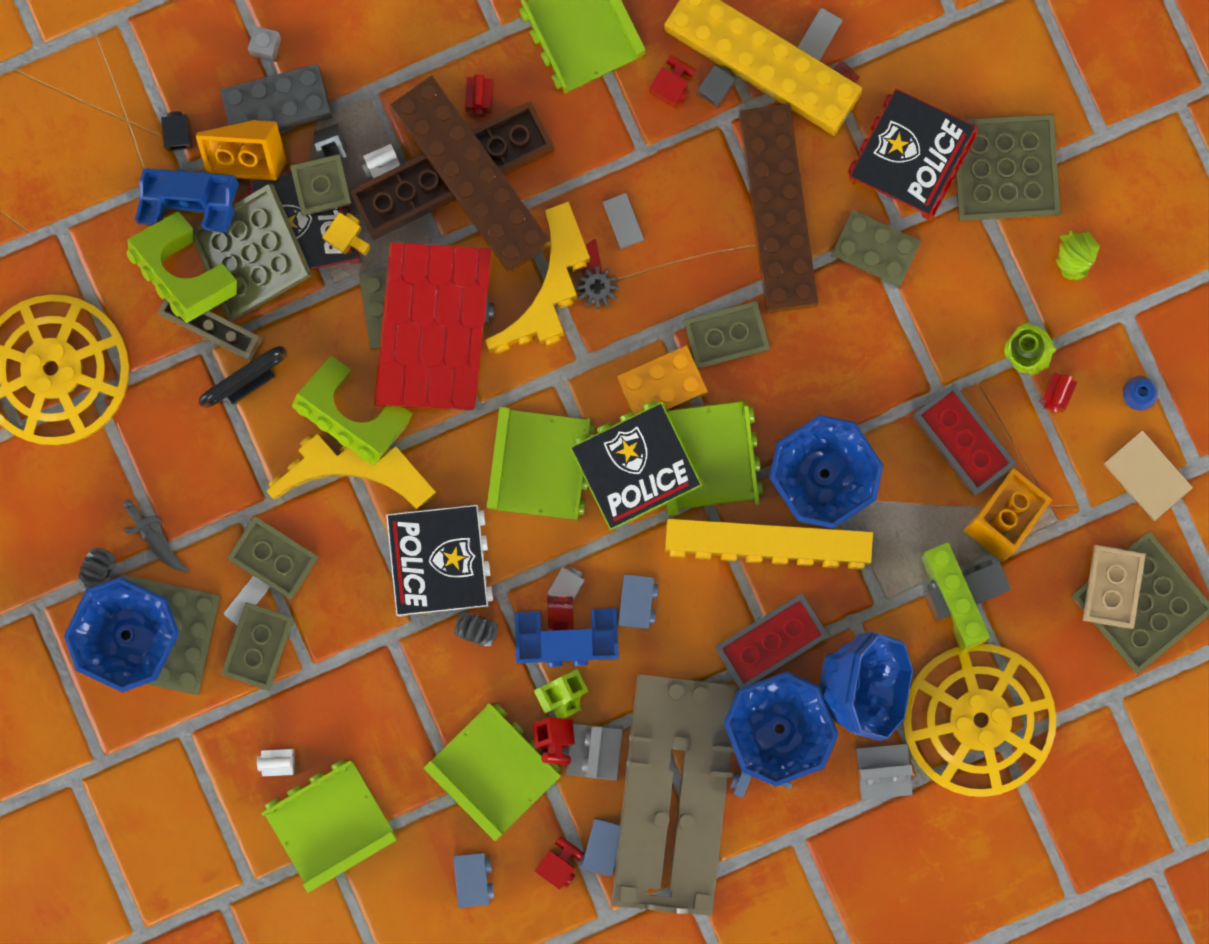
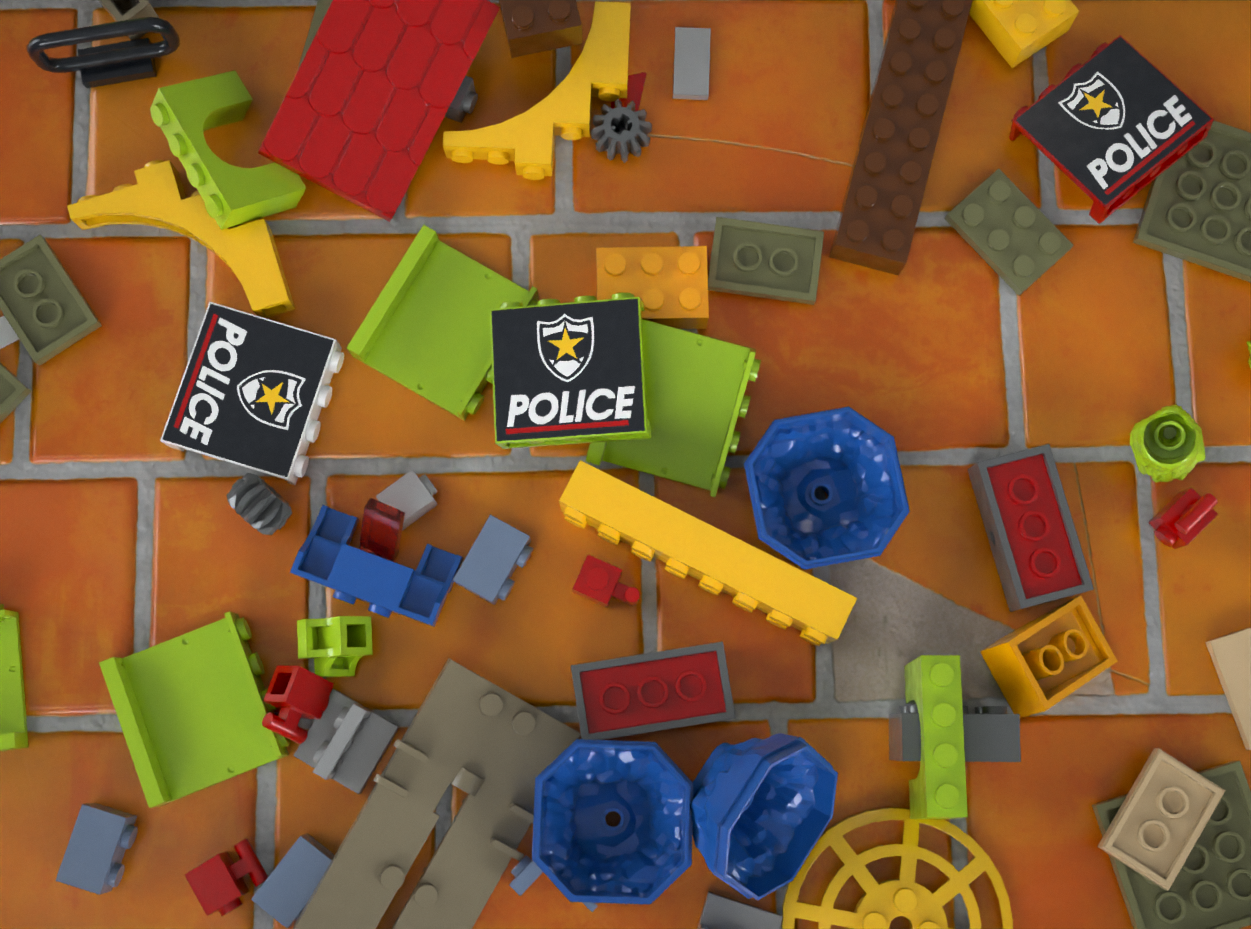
camera: 15 degrees right, 5 degrees down
(709, 587) = (600, 582): none -> red brick

